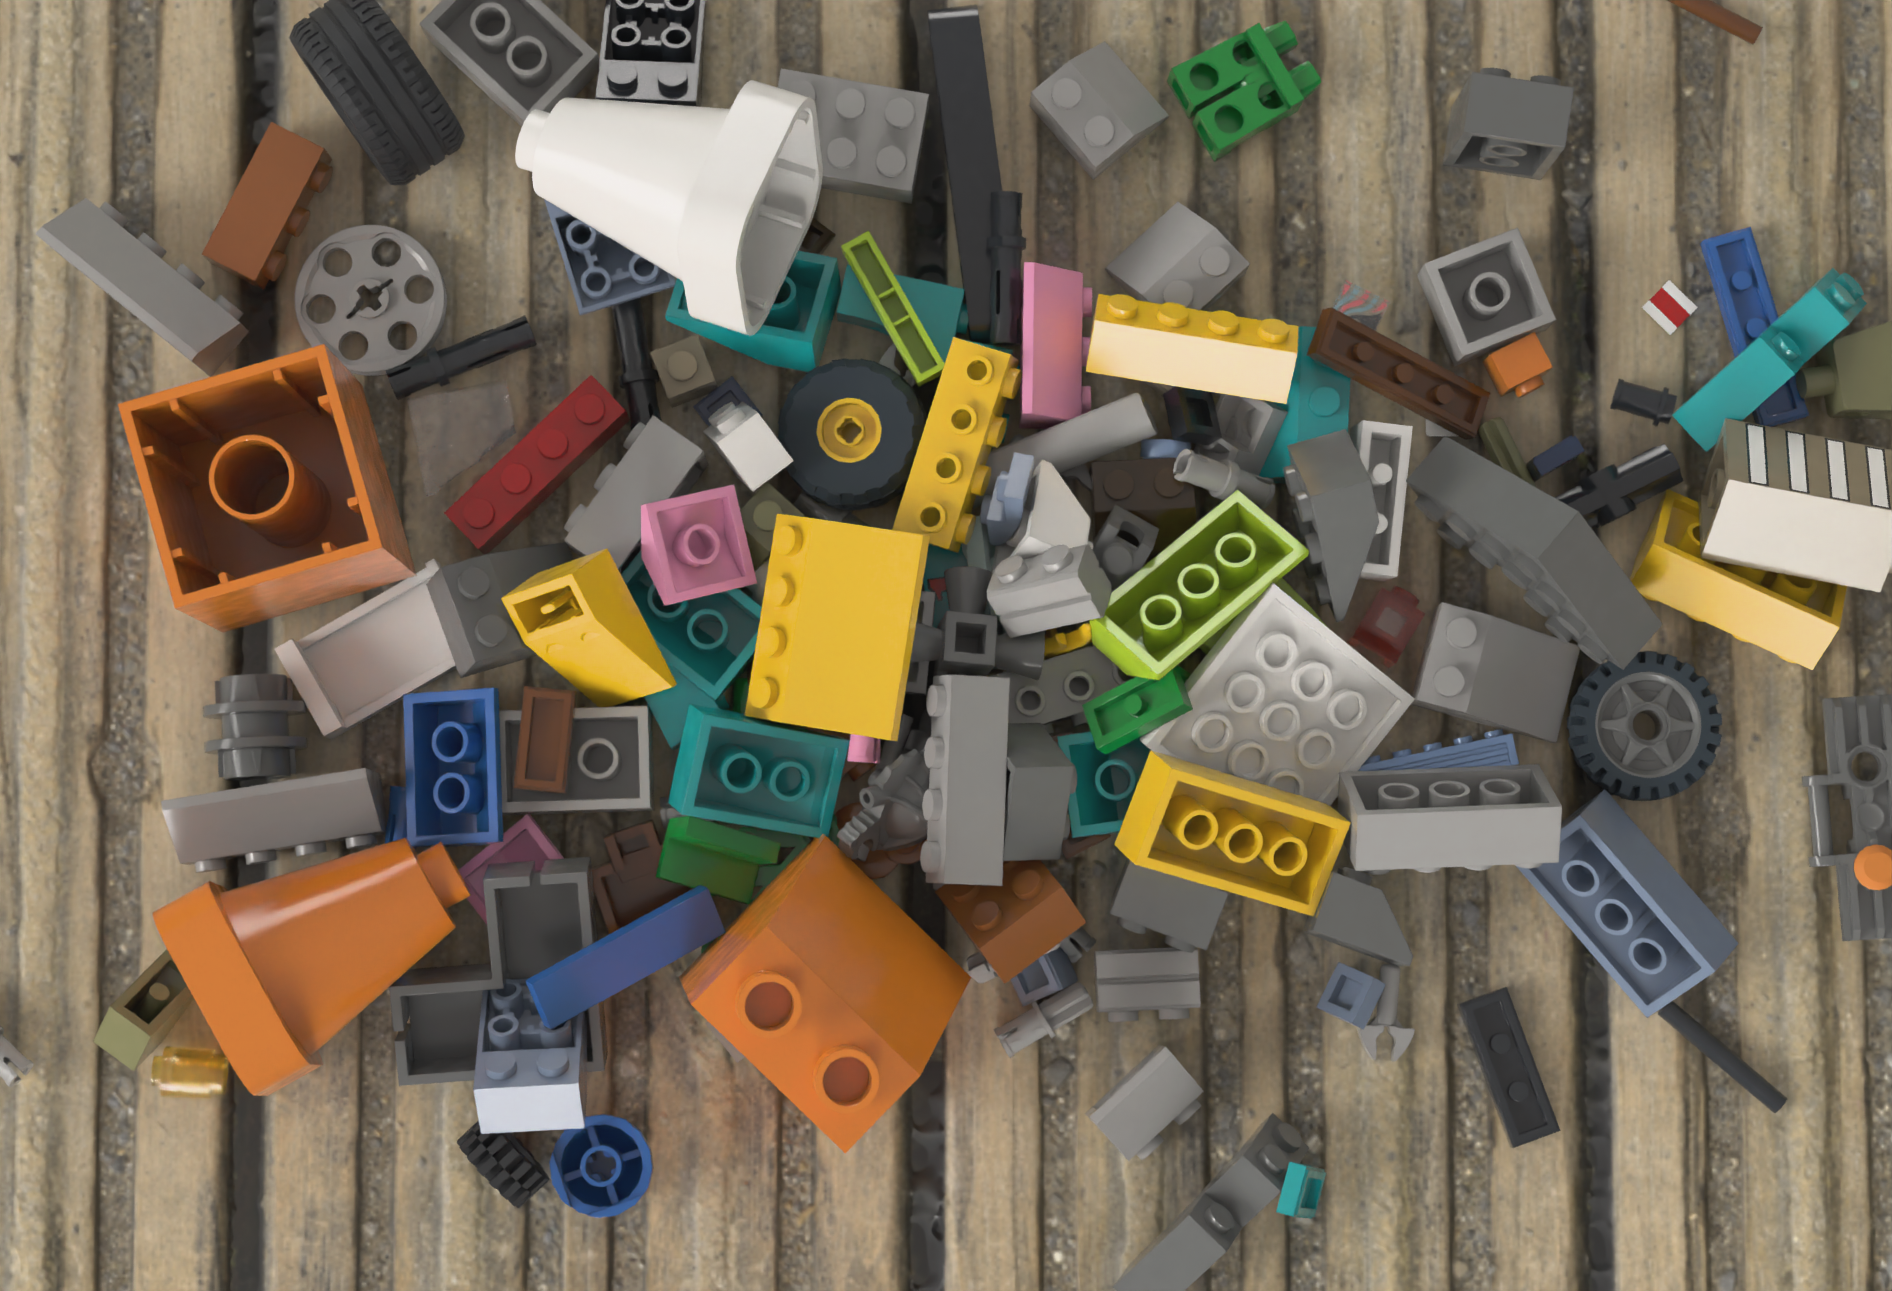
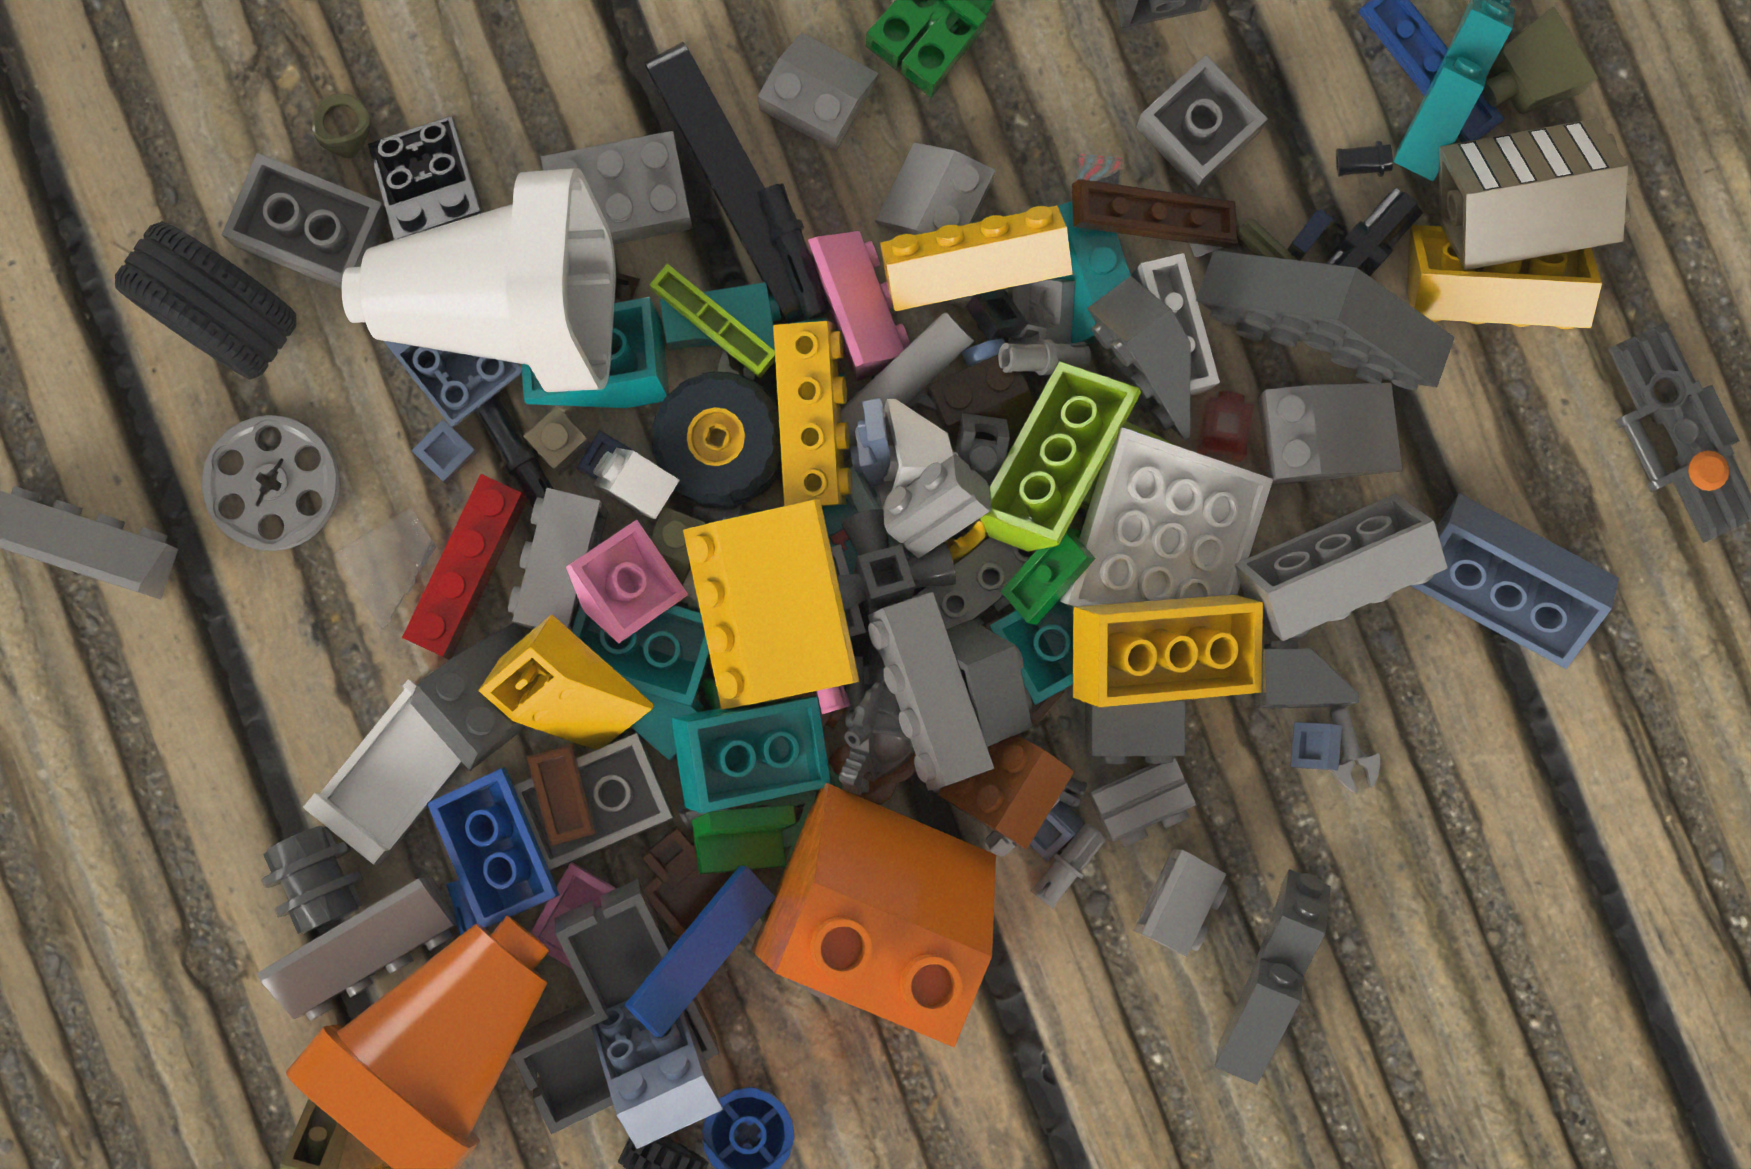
camera: 20 degrees left, 0 degrees up
(267, 489) = (242, 676): orange brick -> none
(269, 206) = (154, 437): dark orange brick -> none
(460, 357) = (365, 502): black pin -> none
(562, 336) = (444, 451): none -> sand blue plate
(1301, 1190) = (1339, 925): teal tile -> none
(1492, 751) = (1354, 496): medium blue piece -> none
(1508, 1067) = (1468, 754): black tile -> none
(1518, 366) = (1250, 170): orange plate -> none
(1669, 307) = (1354, 74): sticker -> none
(1683, 721) = (1504, 422): wheel -> none
(1722, 1056) = (1641, 677): black bar -> none

